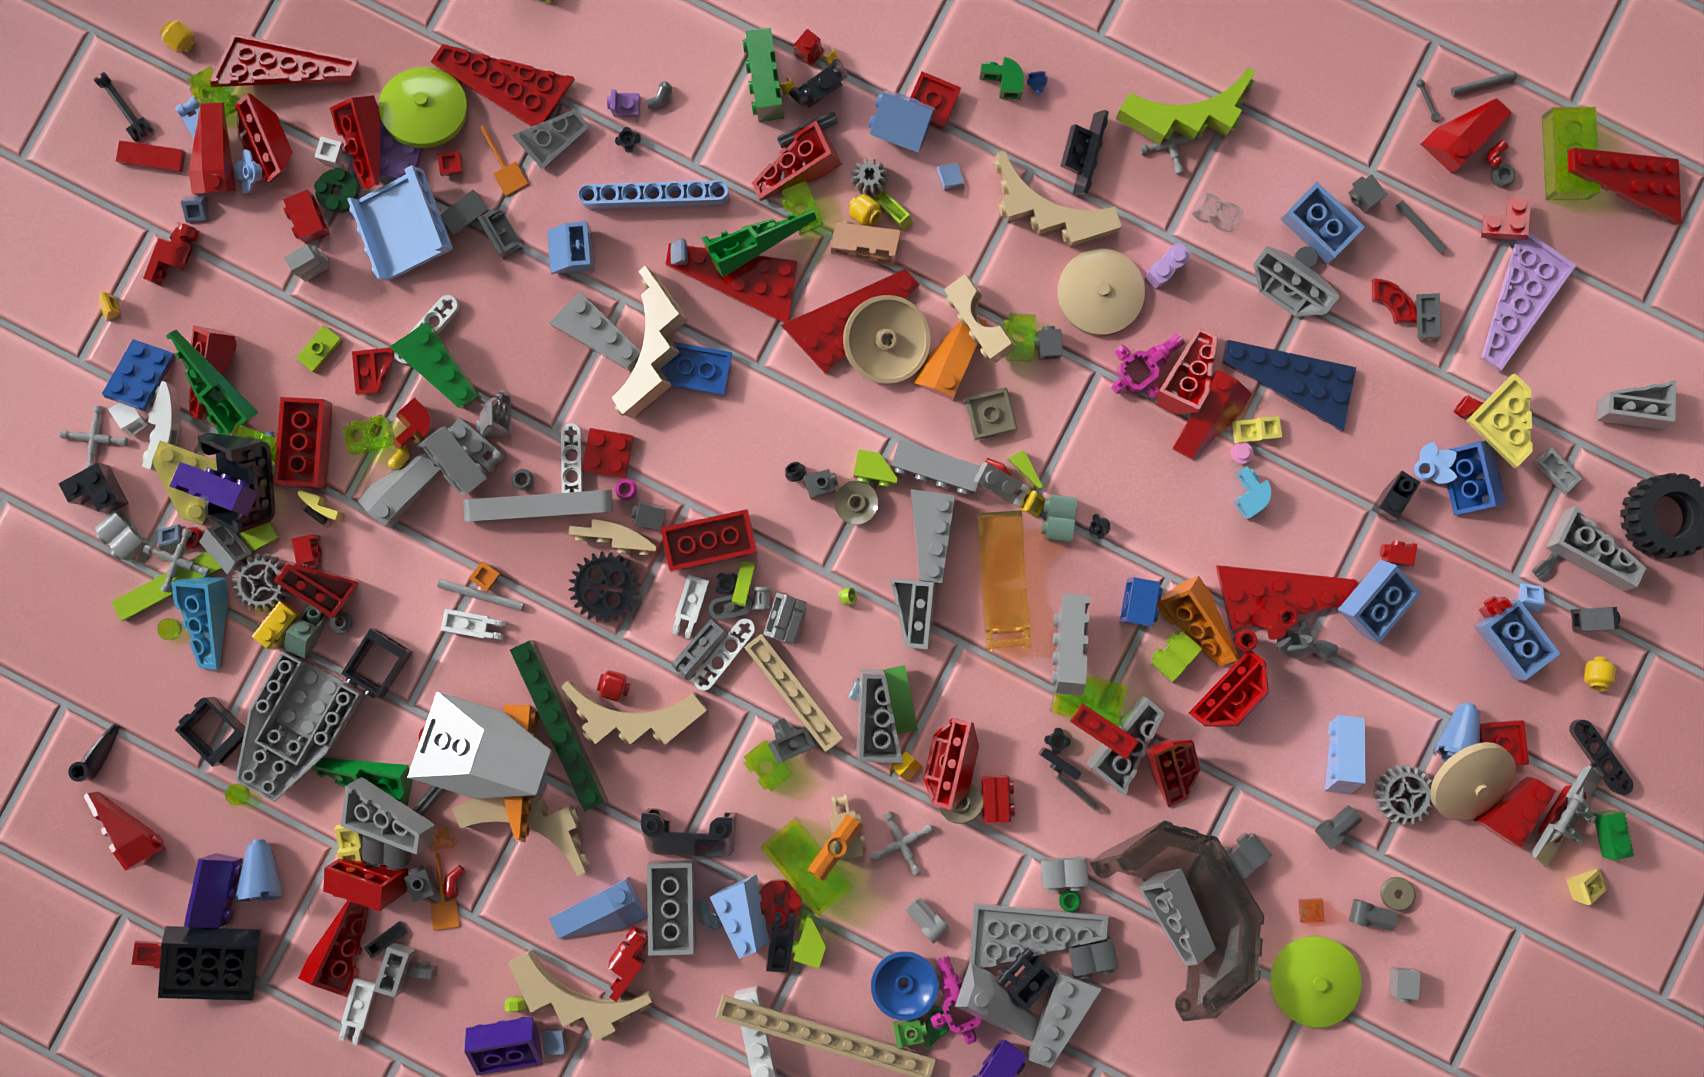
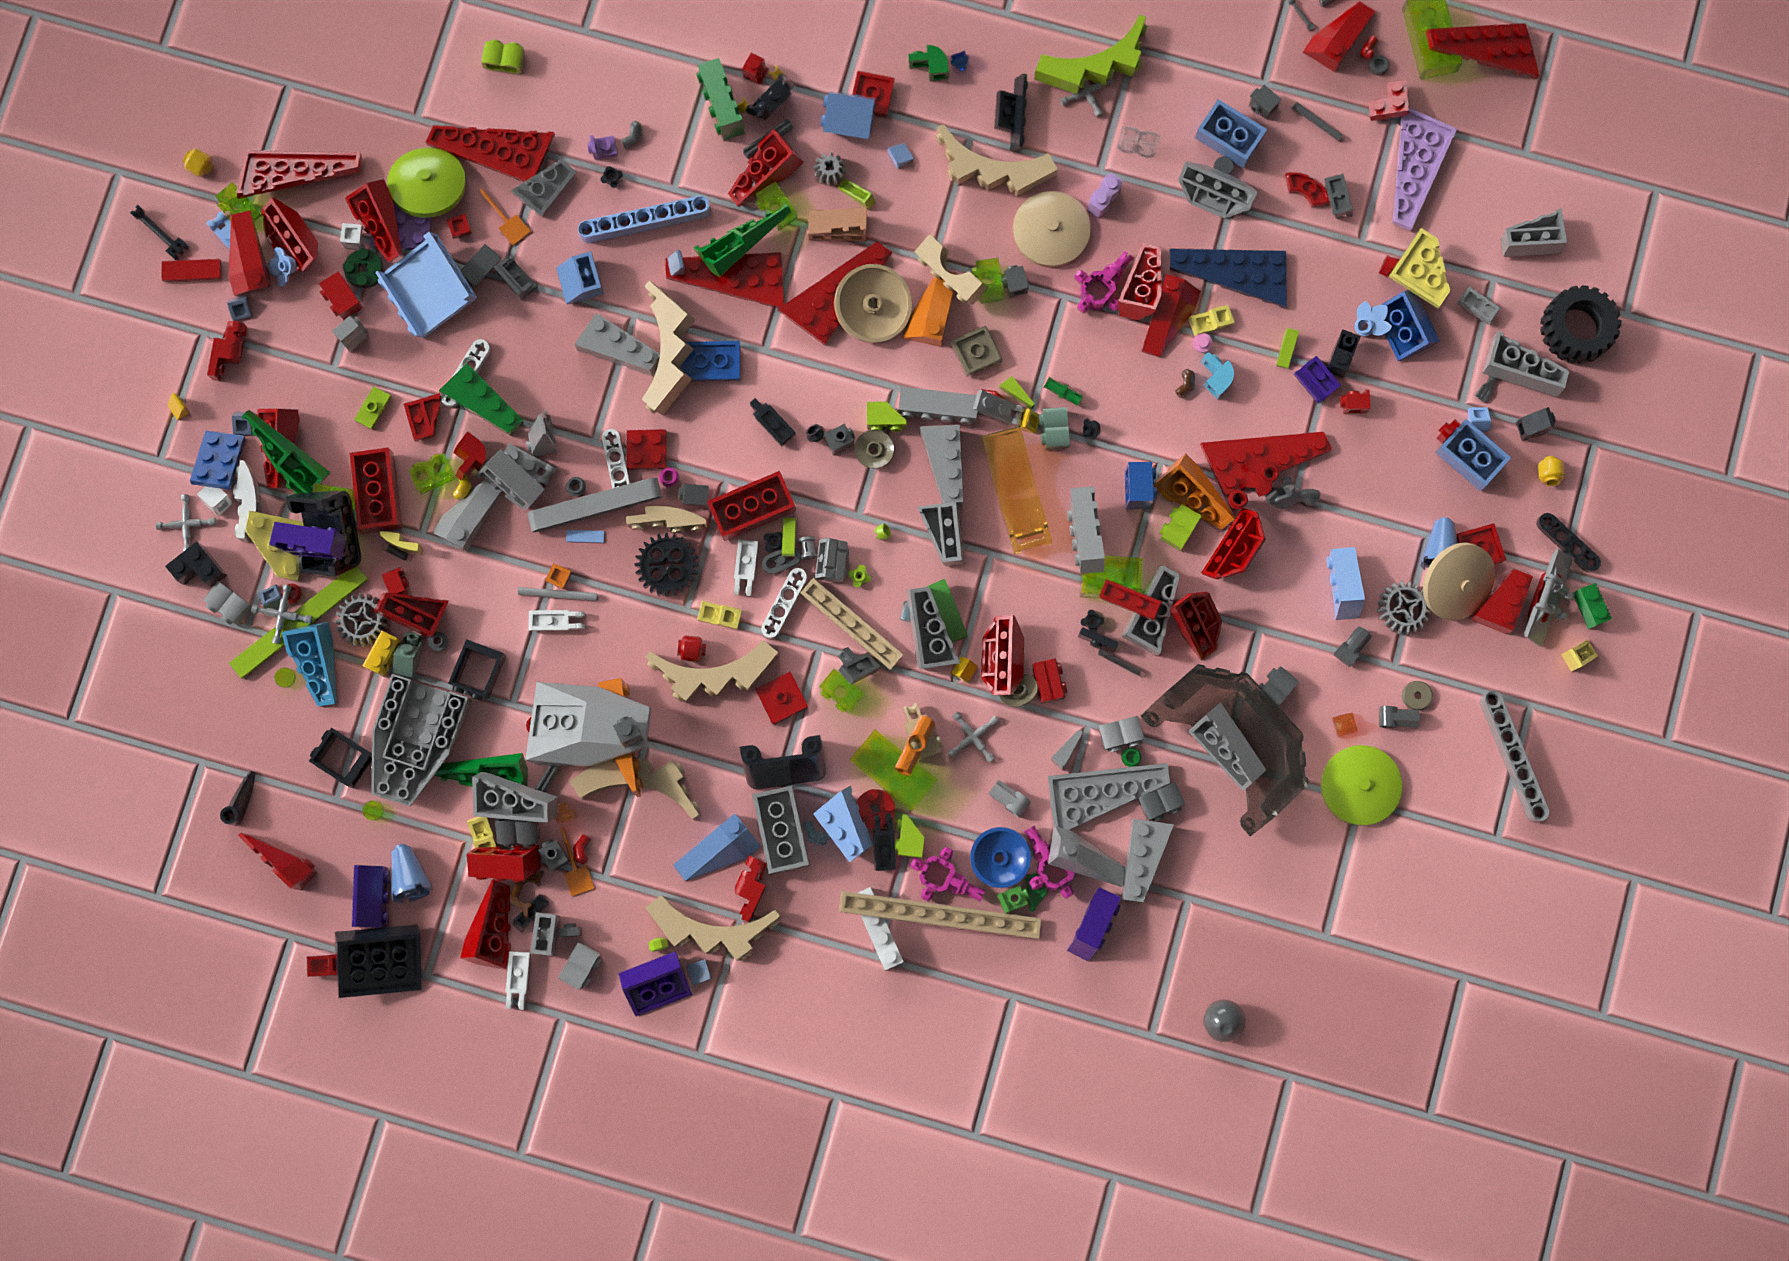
camera: 15 degrees left, 5 degrees down
(168, 343) = (241, 425): none -> sand blue slope
(225, 547) = (322, 594): light grey hinge -> none
(372, 917) = (514, 897): none -> reddish brown helmet
(426, 1011) = (579, 966): none -> light grey brick
(520, 776) = (628, 731): none -> dark grey brick
(522, 536) = (585, 536): none -> light blue window
(559, 725) = (649, 692): dark green brick -> none
(651, 653) = (719, 615): none -> light yellow slope
(699, 649) = (761, 602): dark grey plate -> none
(701, 758) = (781, 698): none -> red plate
(750, 450) = (772, 422): none -> black hinge
(815, 634) = (861, 570): none -> lime plate
(848, 1001) = (954, 882): none -> dark pink piece
(865, 210) = (831, 197): yellow head -> none
(999, 880) = (1062, 756): none -> light grey slope
(1031, 981) = (1111, 832): black brick -> none
(1077, 478) = (1063, 391): none -> green pin
(1219, 489) = (1188, 383): none -> reddish brown arm
(1334, 477) = (1287, 348): none -> lime piece
(1360, 519) = (1317, 379): none -> dark purple plate
(1379, 601) = (1346, 444): medium blue brick -> none
(1404, 984) = (1438, 771): light grey brick -> none
(1498, 993) = (1512, 766): none -> light grey beam

